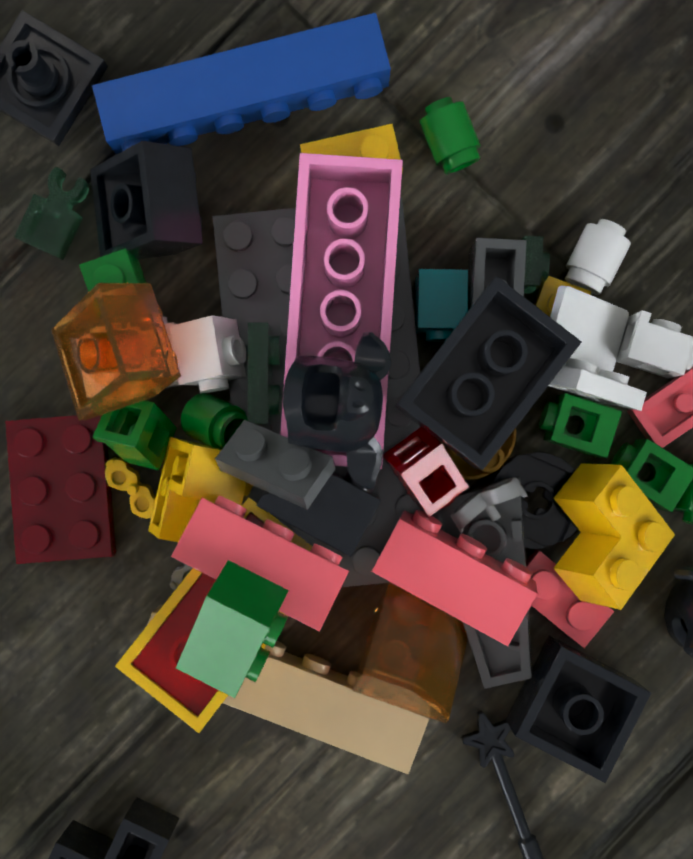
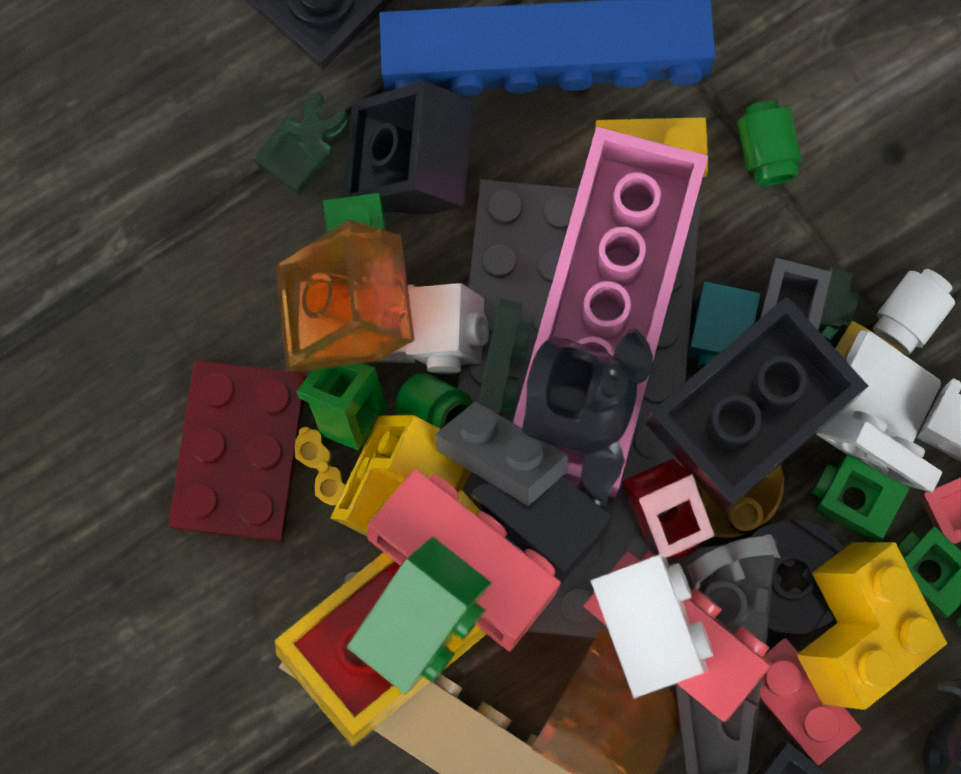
camera: 15 degrees right, 10 degrees down
(433, 584) = (652, 624): none -> white brick

